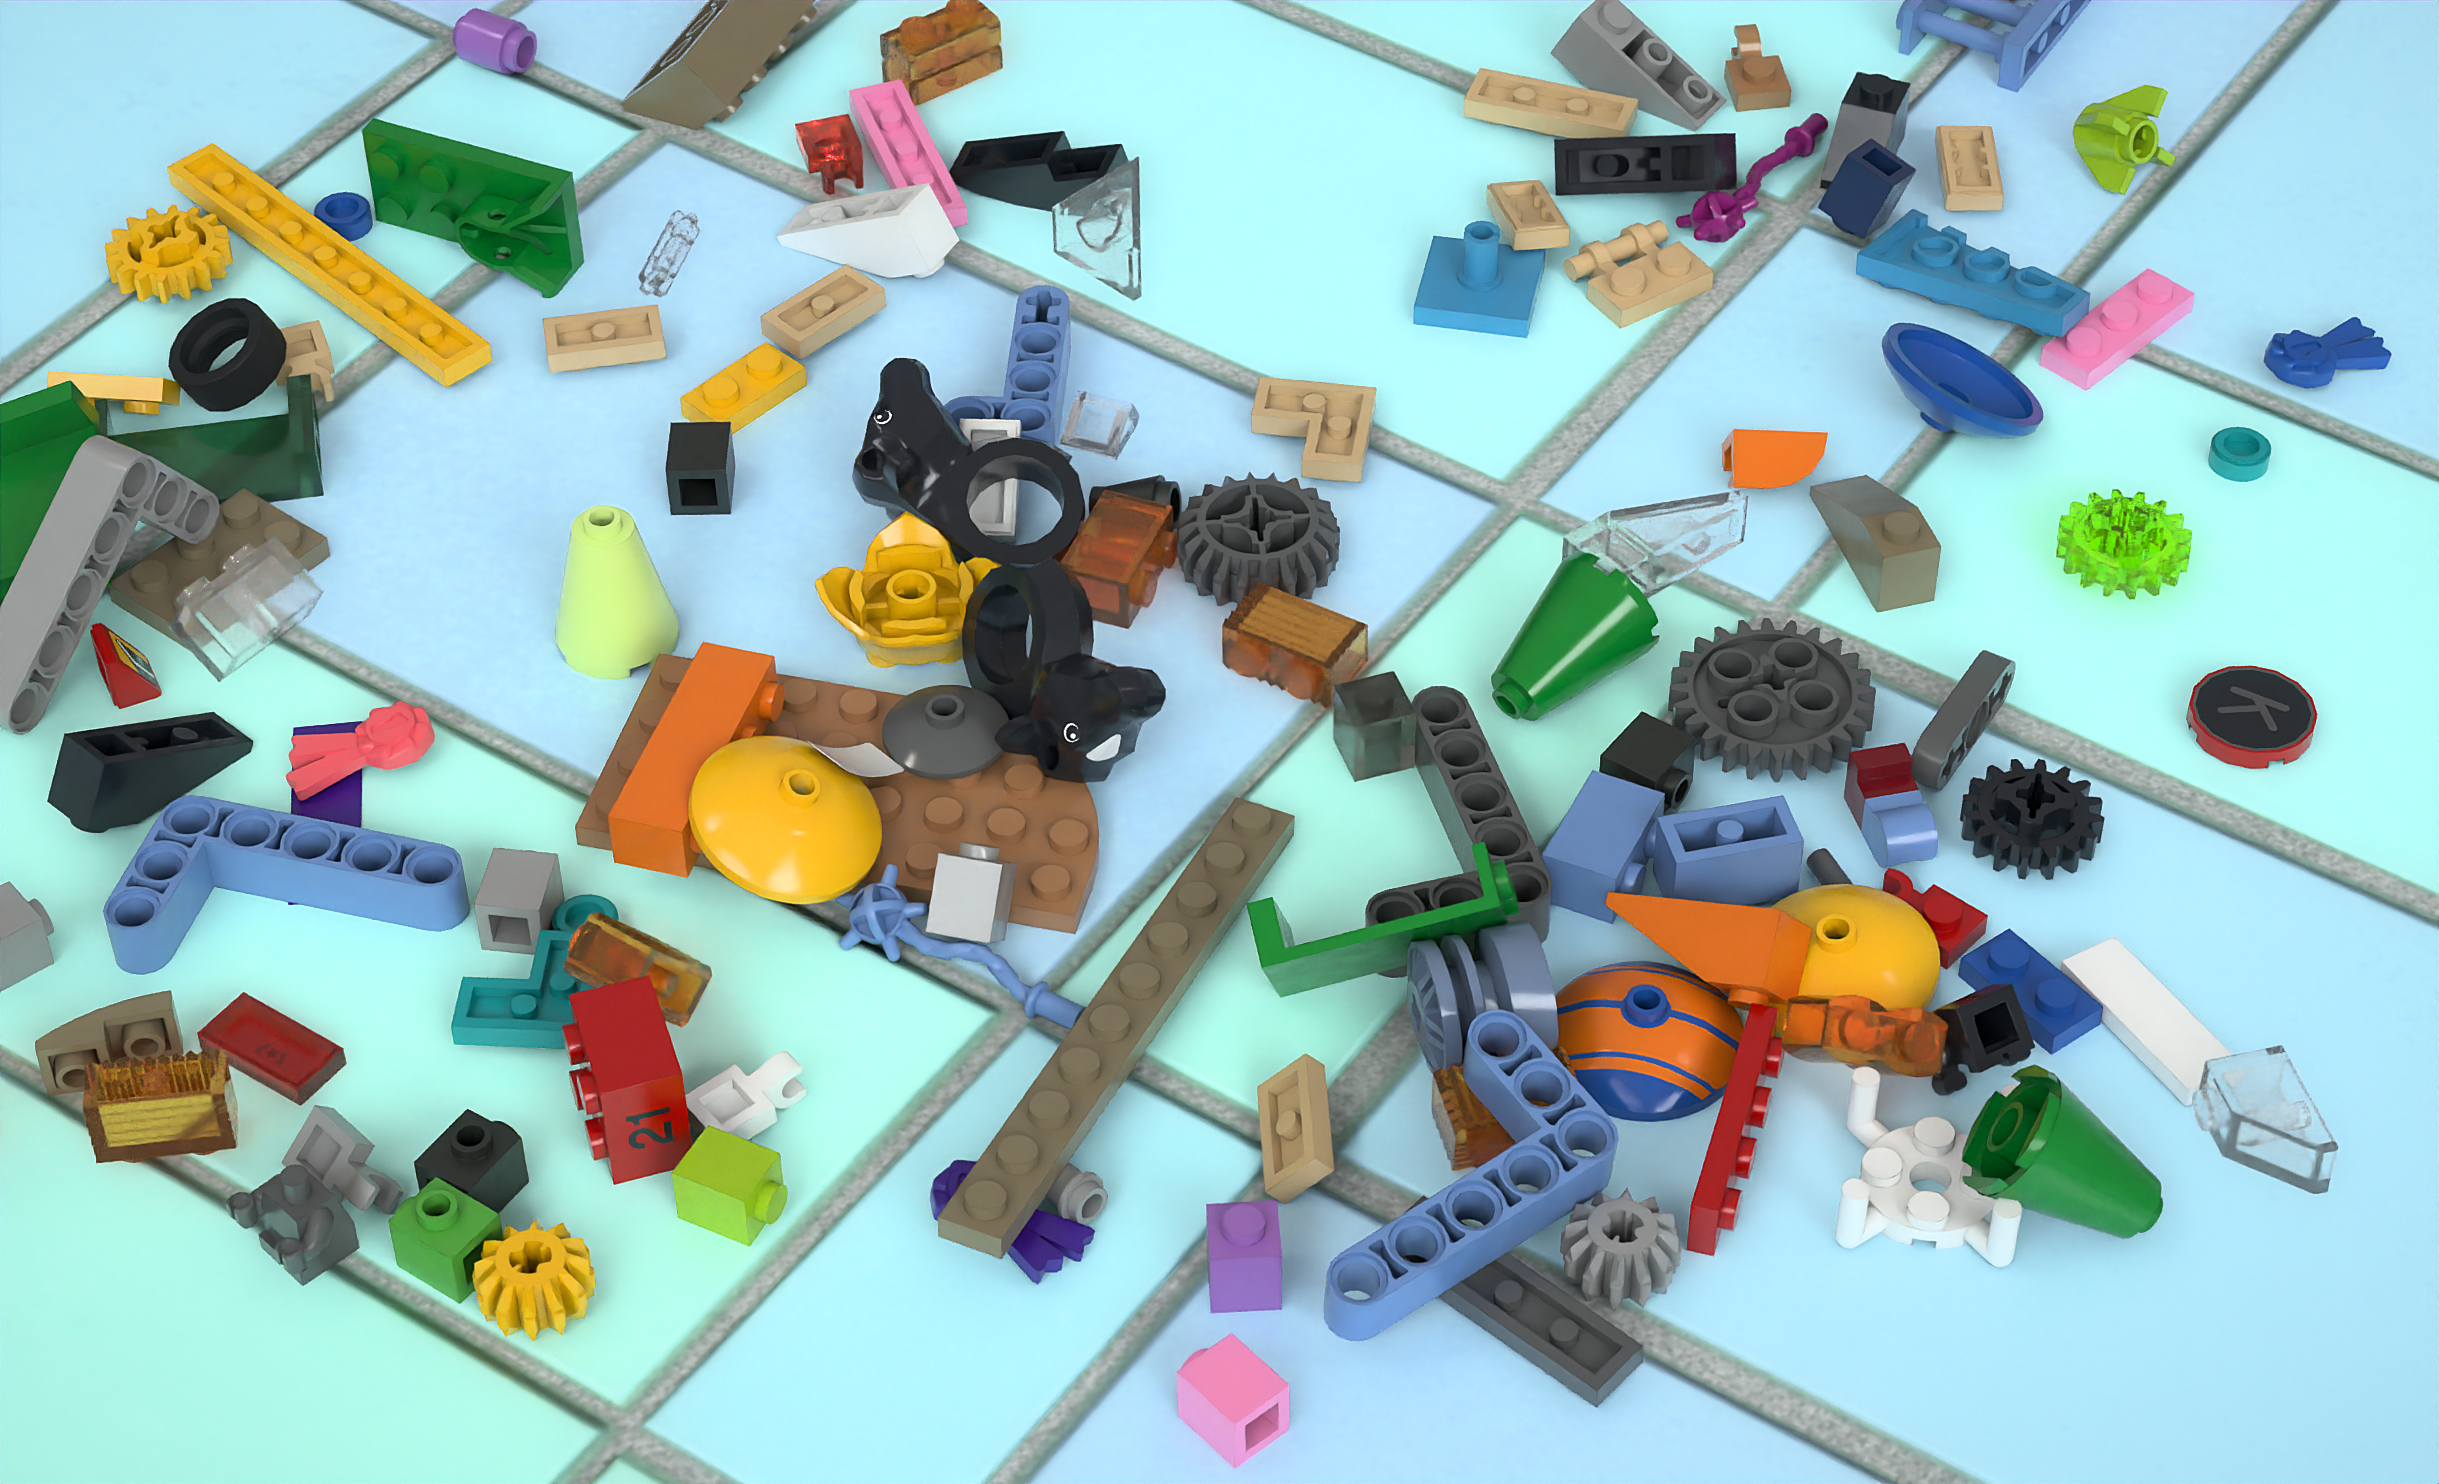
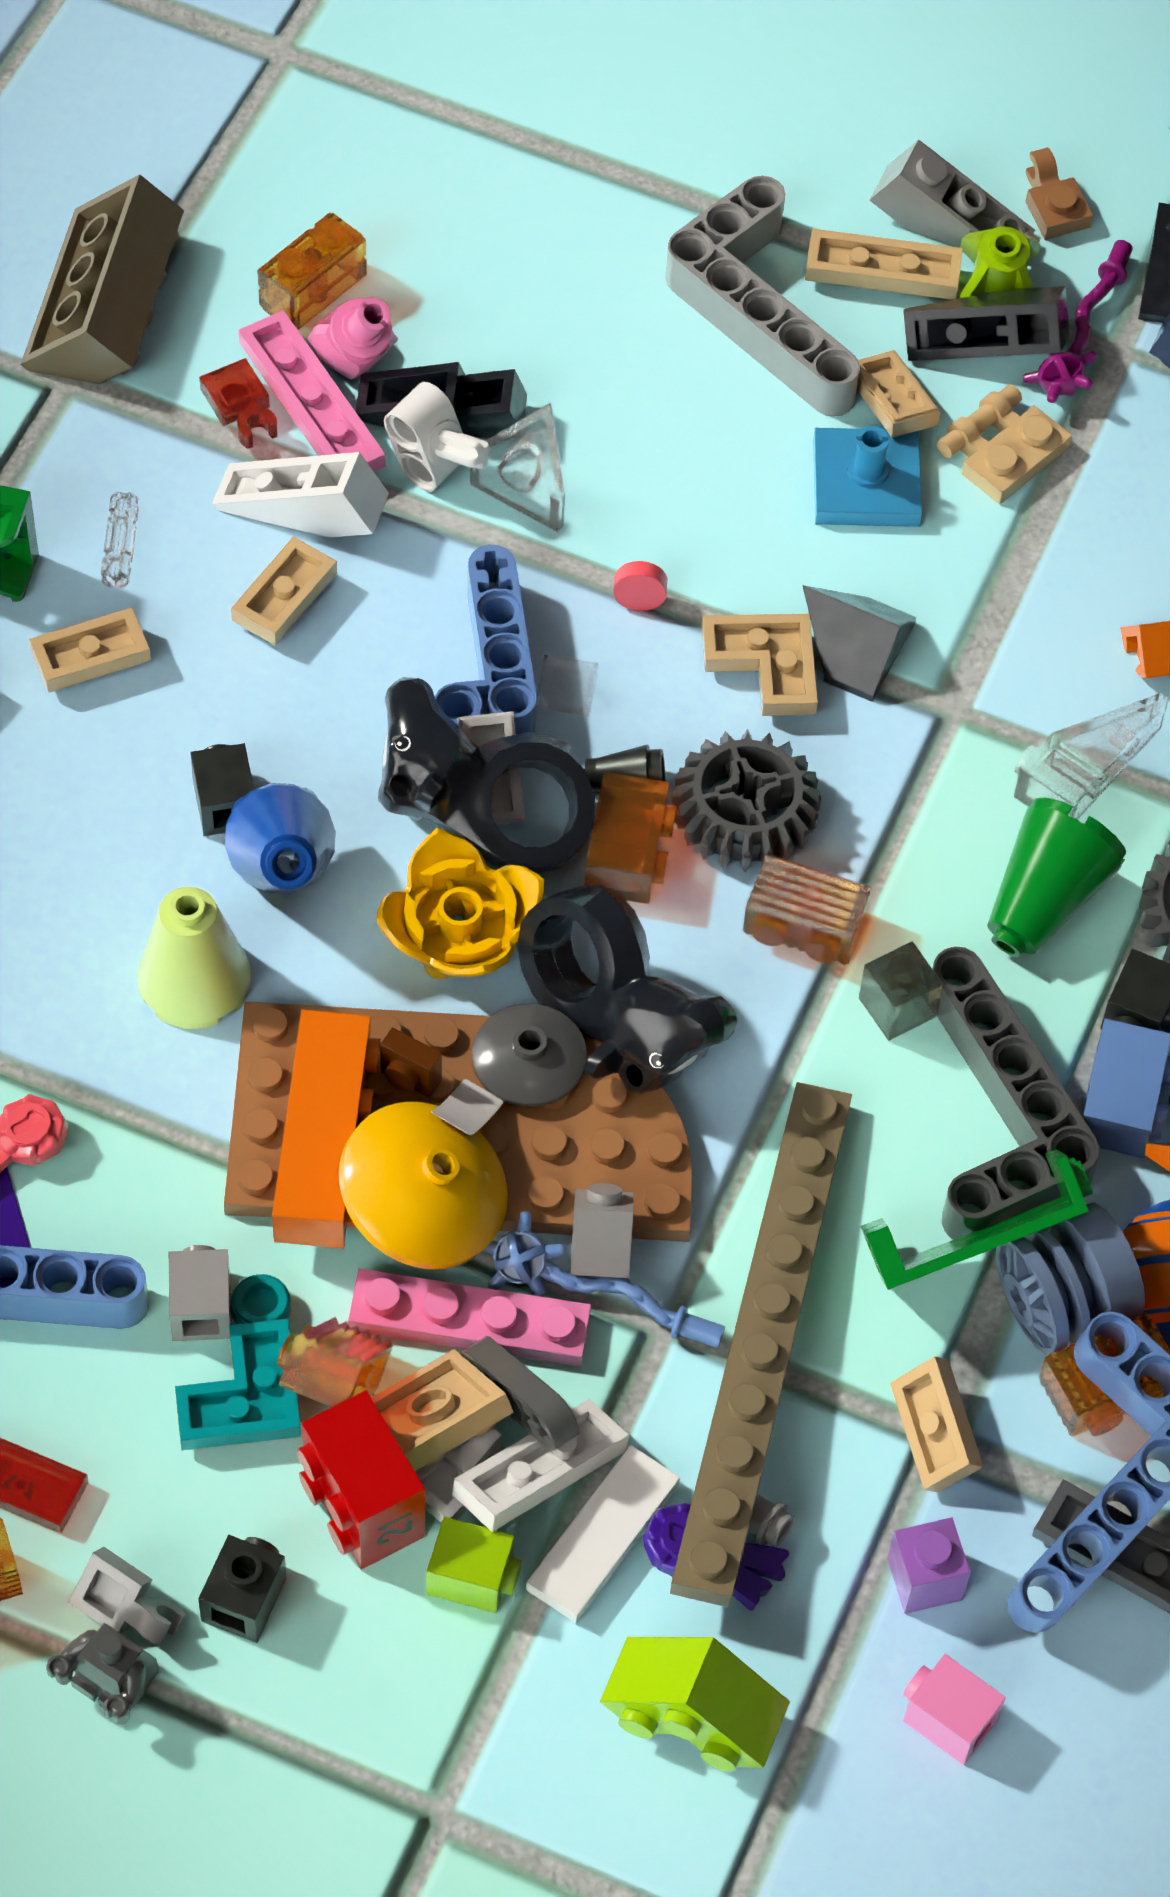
camera: 15 degrees left, 15 degrees up
(442, 1236) = (240, 1661): bright green brick -> none
(534, 1279) = (306, 1697): yellow gear -> none
(745, 388) = (233, 689): yellow plate -> none
(758, 1025) = (441, 1408): none -> tan plate
(763, 521) = (277, 821): none -> blue cone
(809, 711) = (410, 1063): none -> reddish brown plate
(812, 967) = (464, 1314): none -> bright pink plate
(831, 1025) = (534, 1402): none -> dark grey beam
(834, 1099) = (532, 1473): none -> white plate
(885, 1185) = (602, 1534): none -> white tile
(943, 1332) = (698, 1695): none -> lime brick
(964, 99) = (354, 336): none -> bright pink piece
(1013, 191) = (430, 438): none -> white beam
(1202, 347) = (640, 586): none -> coral tile
(1367, 98) = (710, 276): none -> light grey beam
(1422, 420) = (856, 638): none -> slope
(1676, 106) = (998, 259): none -> lime brick

